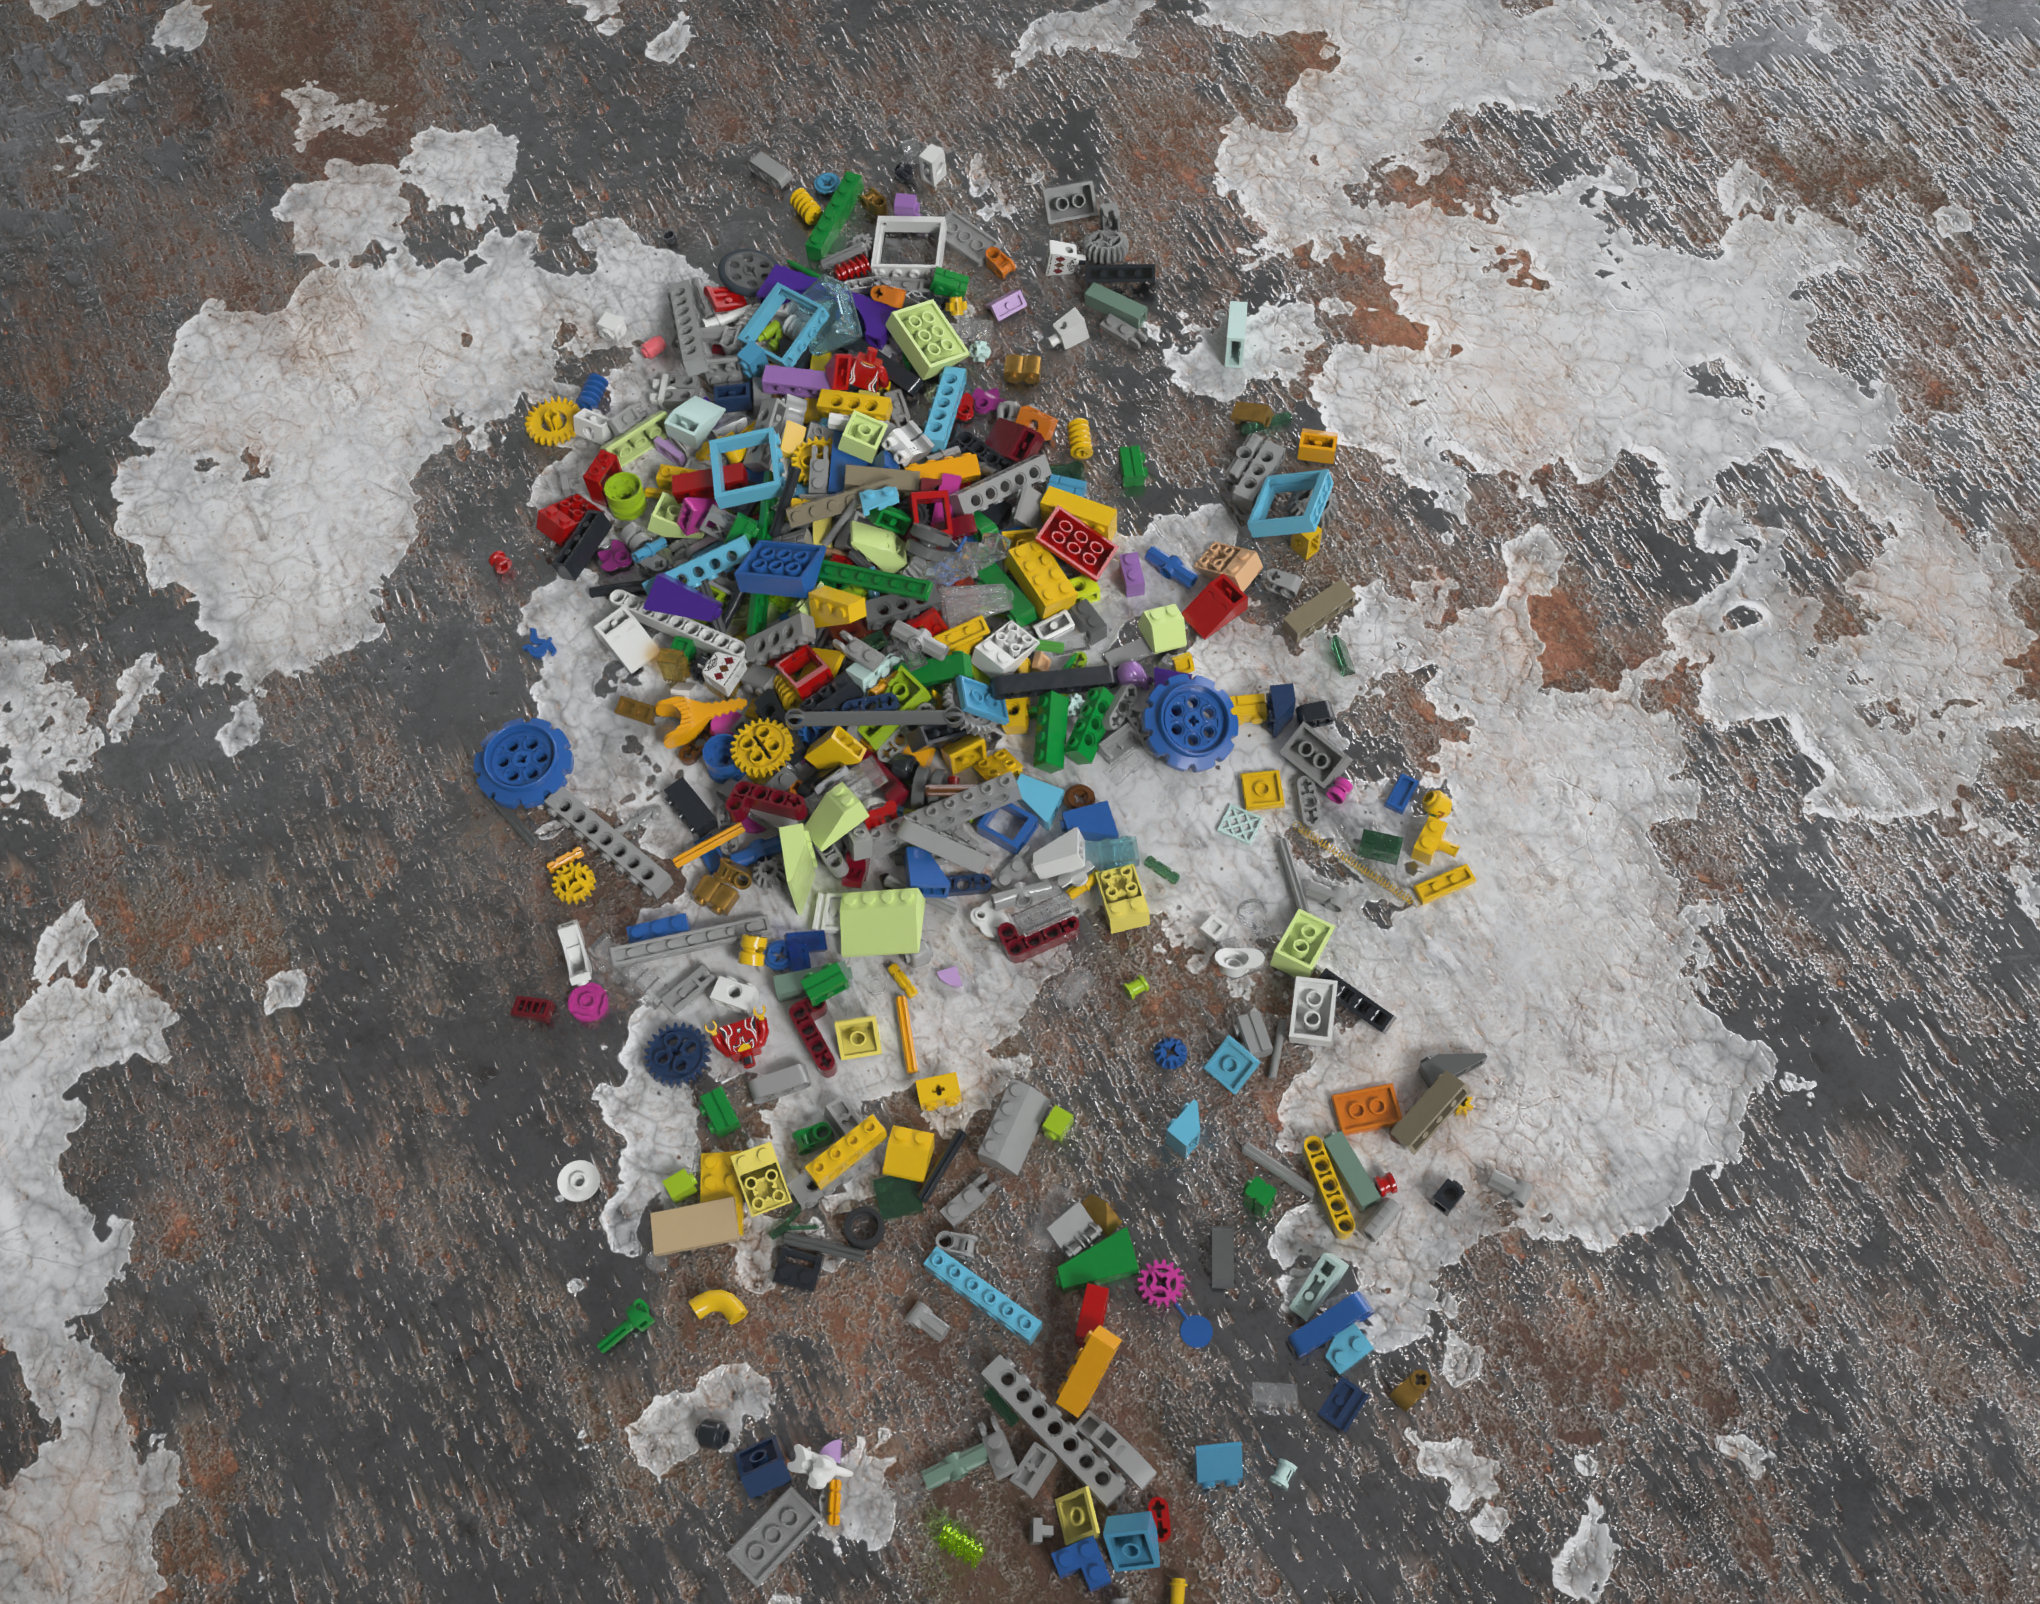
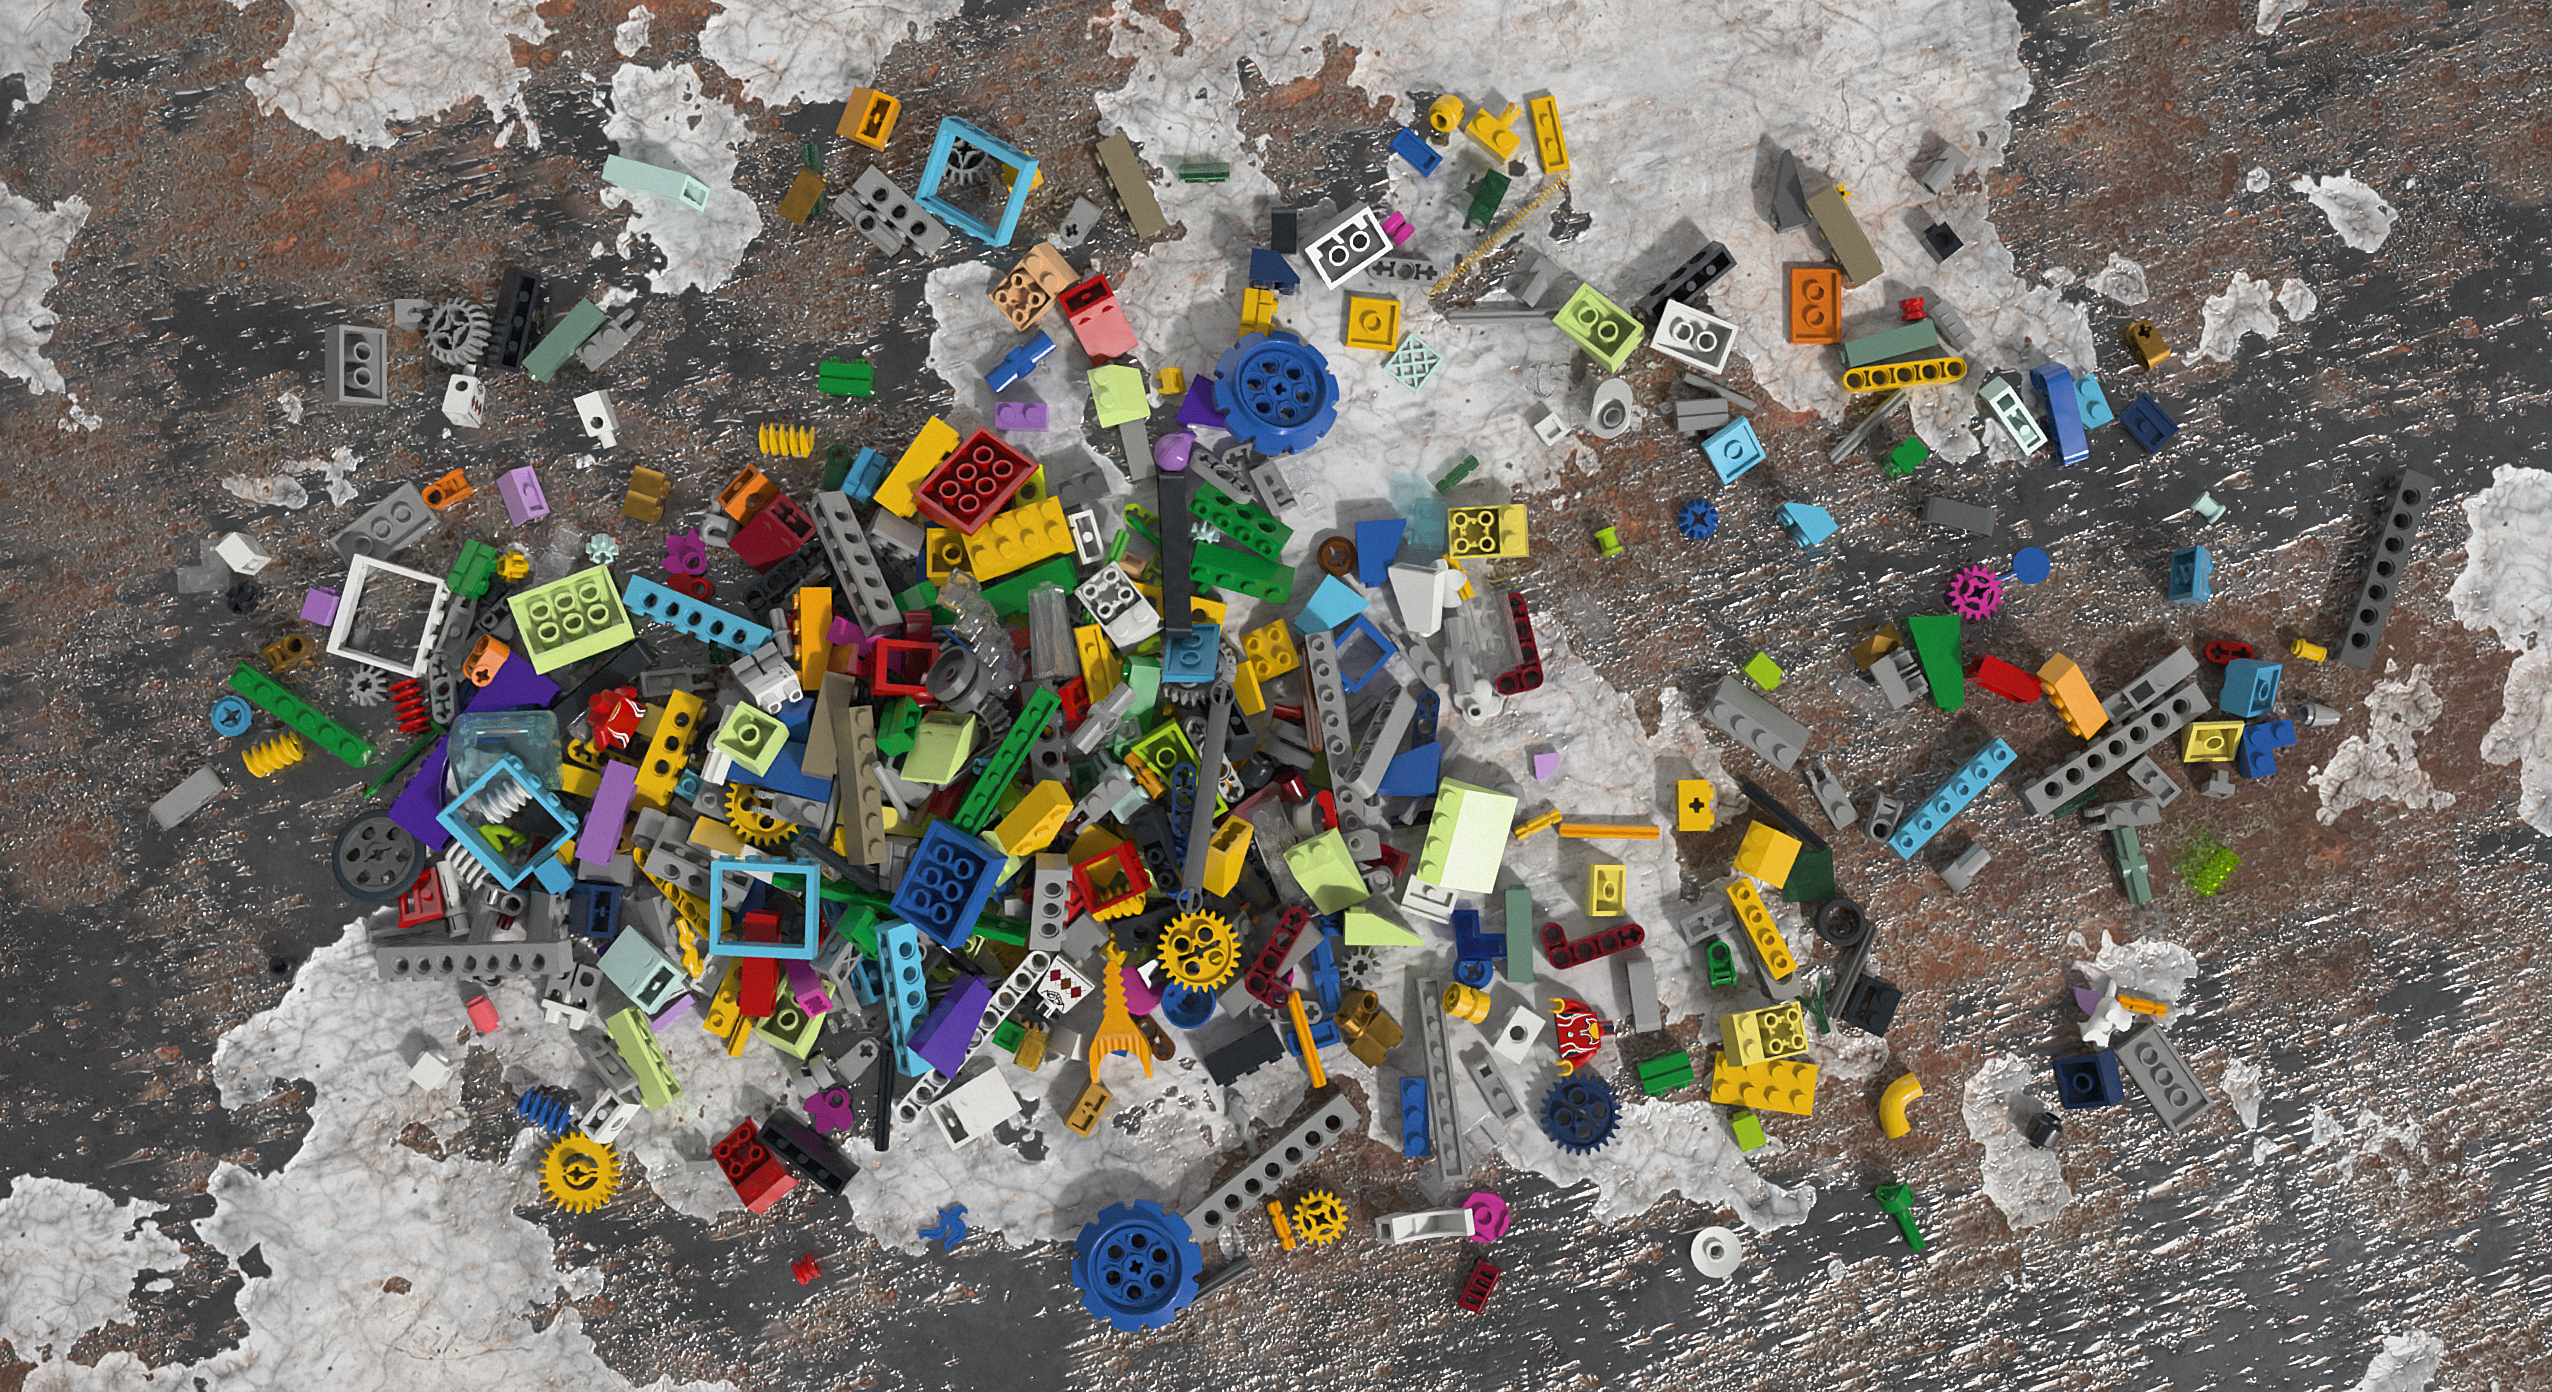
camera: 85 degrees left, 25 degrees up
(596, 473) = (700, 1109): red window -> none
(625, 496) = (728, 1086): lime wheel -> none
(649, 550) = (844, 1060): dark azure pin -> none
(694, 1226) = (1803, 1120): tan tile -> none
(824, 983) = (1538, 920): green brick -> none
(829, 778) = (1267, 868): tile -> none
(838, 371) = (617, 754): red slope -> none
(843, 255) = (383, 713): light grey axle -> none
(878, 498) = (883, 735): medium azure wing -> none
(1274, 1394) = (2121, 495): clear slope -> none

